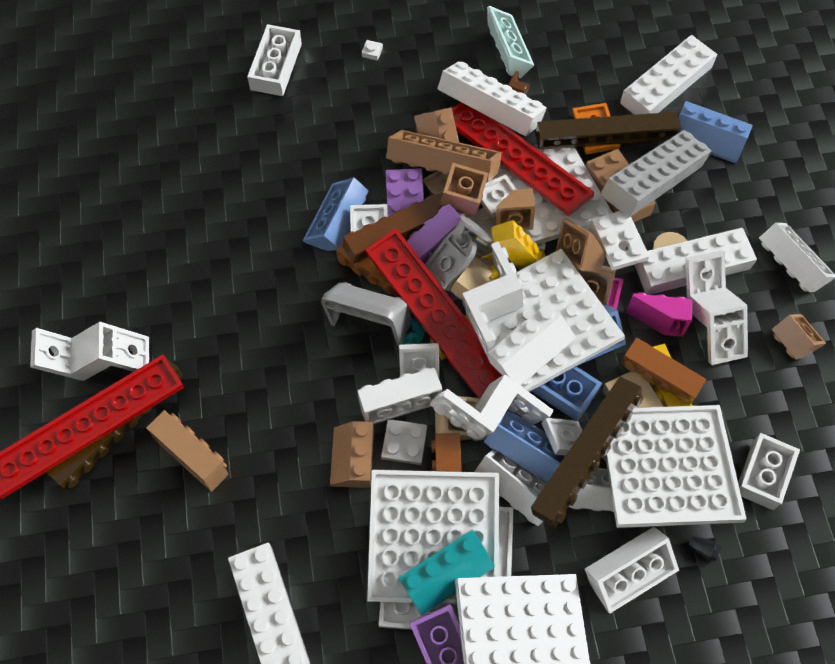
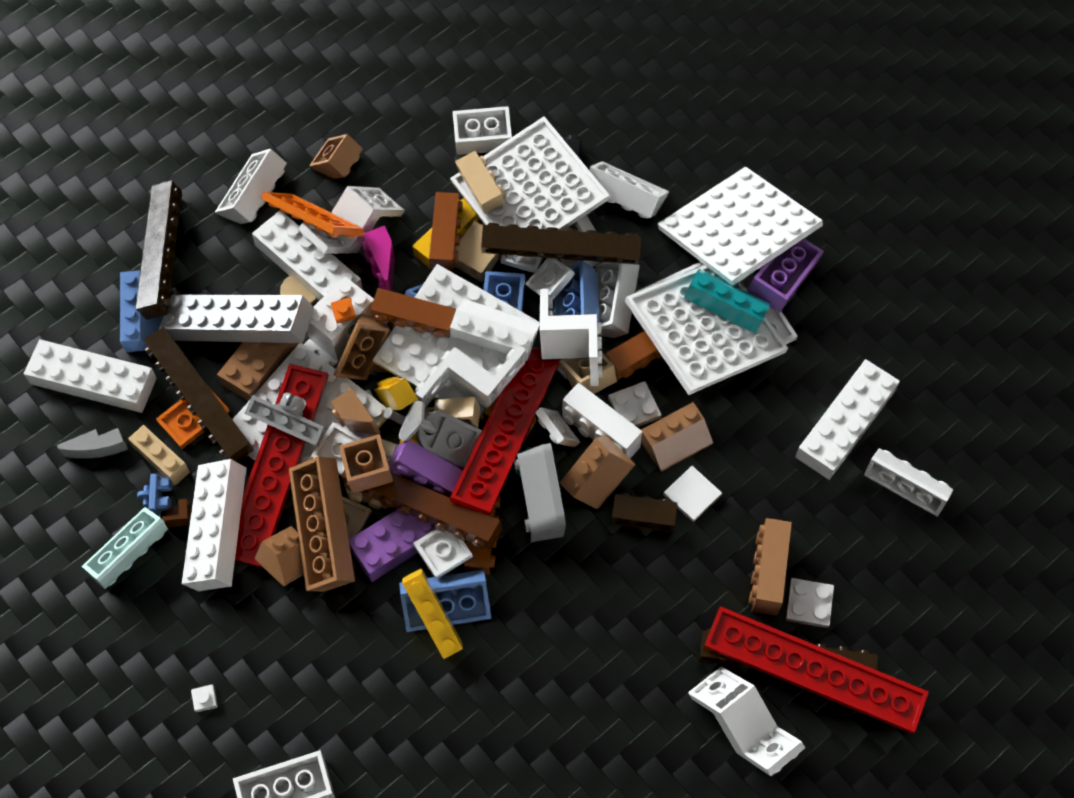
camera: 120 degrees left, 0 degrees up
(144, 471) = (809, 603): none -> white plate
(174, 625) = (908, 481): none -> white slope
(296, 439) = (692, 493): none -> white tile
(305, 389) = (644, 512): none -> dark brown brick
(324, 189) = (432, 613): none -> yellow brick
(357, 364) = (597, 472): none -> medium nougat slope
(542, 79) = (153, 494): none -> medium blue hips
(546, 167) = (286, 417): none -> light grey plate
(573, 92) = (159, 455): none -> tan brick
(583, 286) = (413, 313): none -> dark orange brick
(607, 61) = (94, 445): none -> light grey slope
(612, 234) = (343, 310): none -> orange plate
(697, 419) = (480, 181): none -> tan brick
(733, 271) = (313, 215): none -> orange plate
(763, 159) = (159, 250): none -> brick

